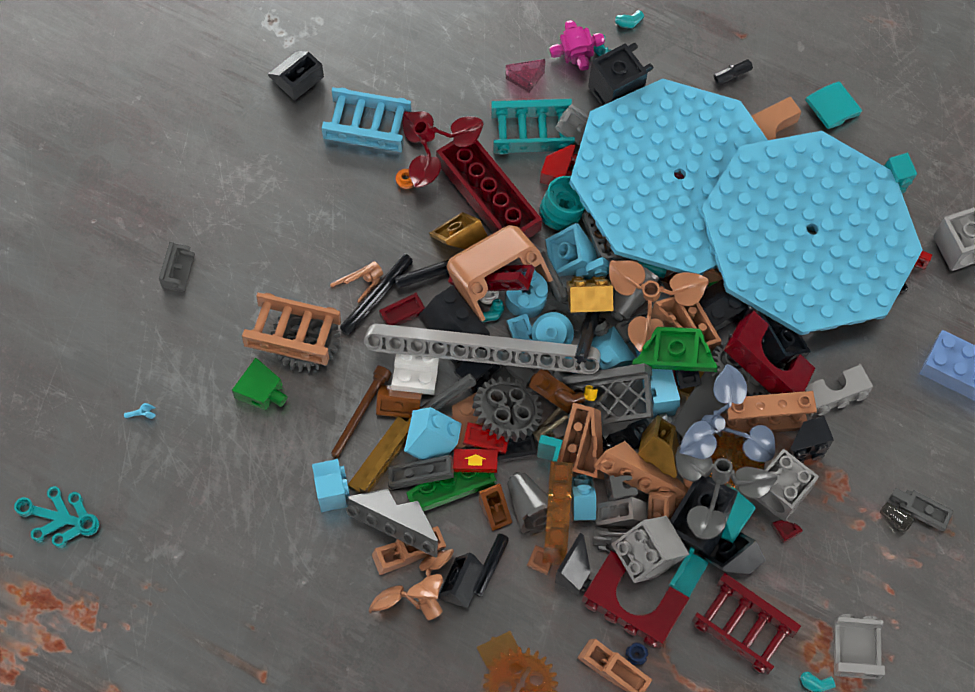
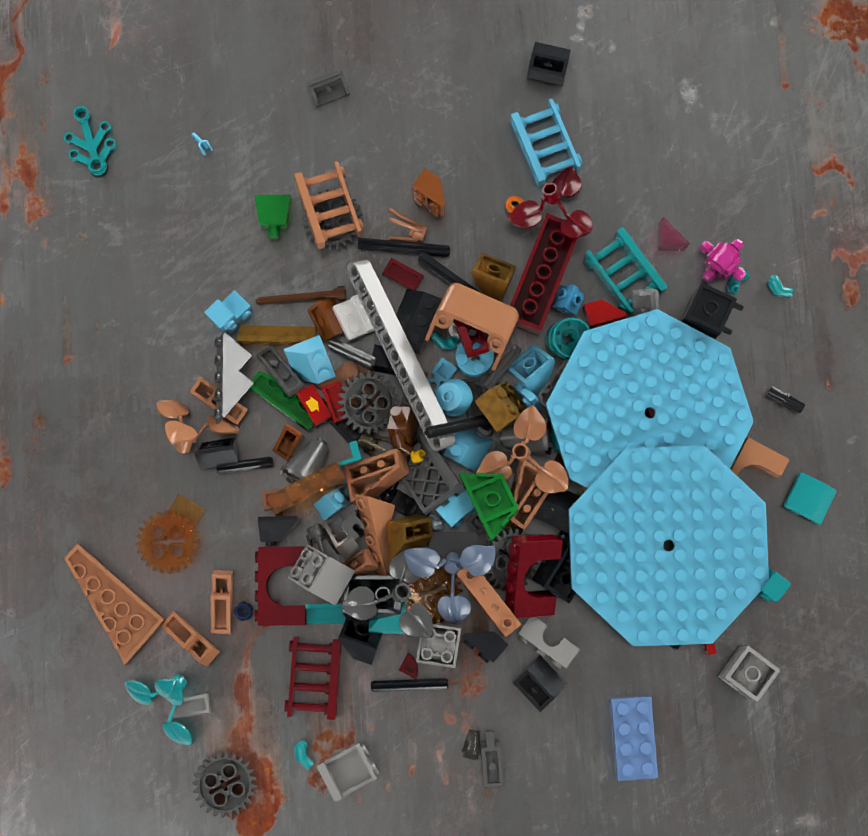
camera: 60 degrees right, 15 degrees up
(346, 236) = (429, 192): none -> dark orange slope
(528, 183) = (568, 299): none -> dark azure brick
(804, 540) = (409, 685): none -> black axle
(873, 422) = (539, 683): none -> black slope

